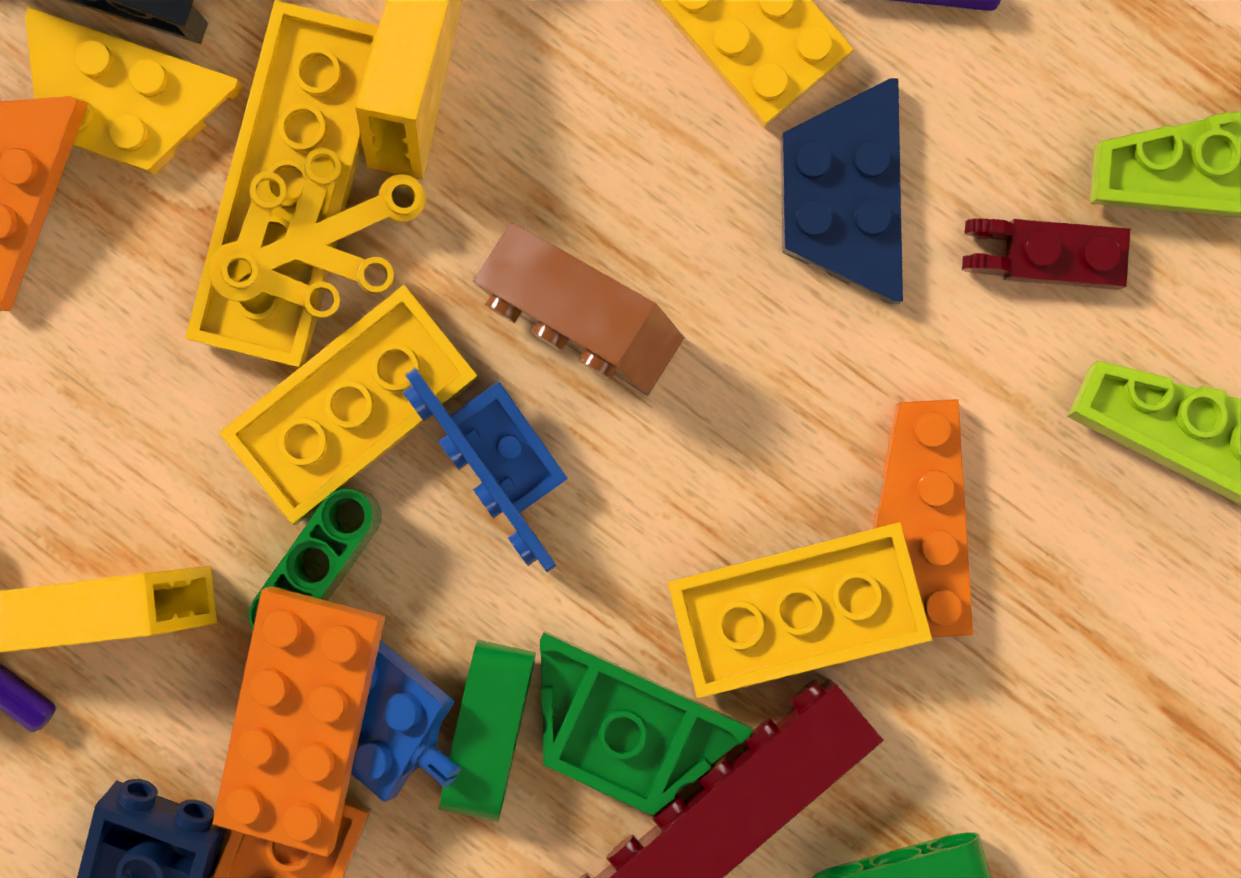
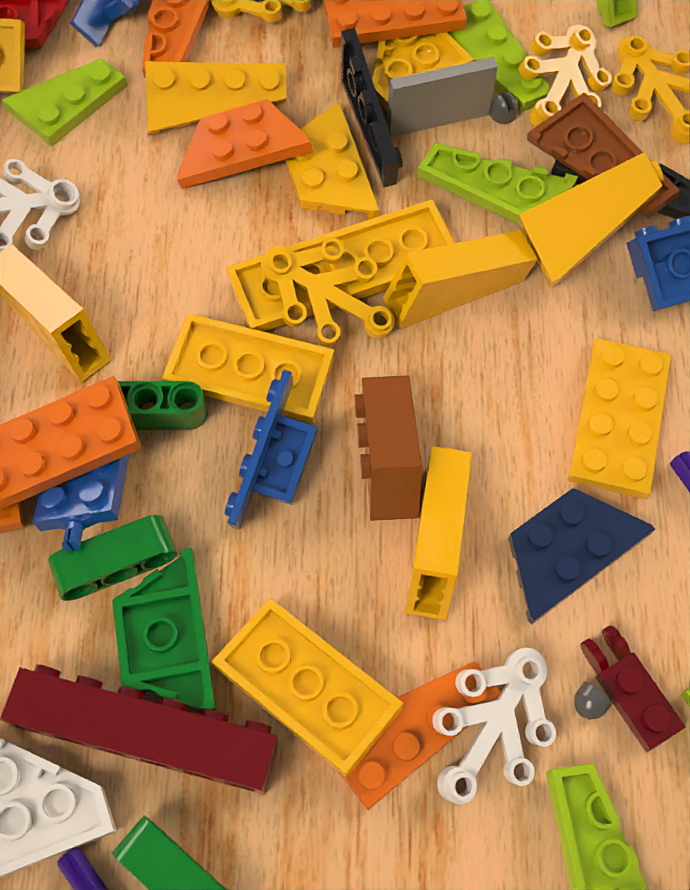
camera: 50 degrees right, 20 degrees down
(727, 329) = (439, 534): none -> yellow slope
(979, 428) = (498, 720): none -> white plant
(1032, 309) = (591, 702): none -> dark grey hinge

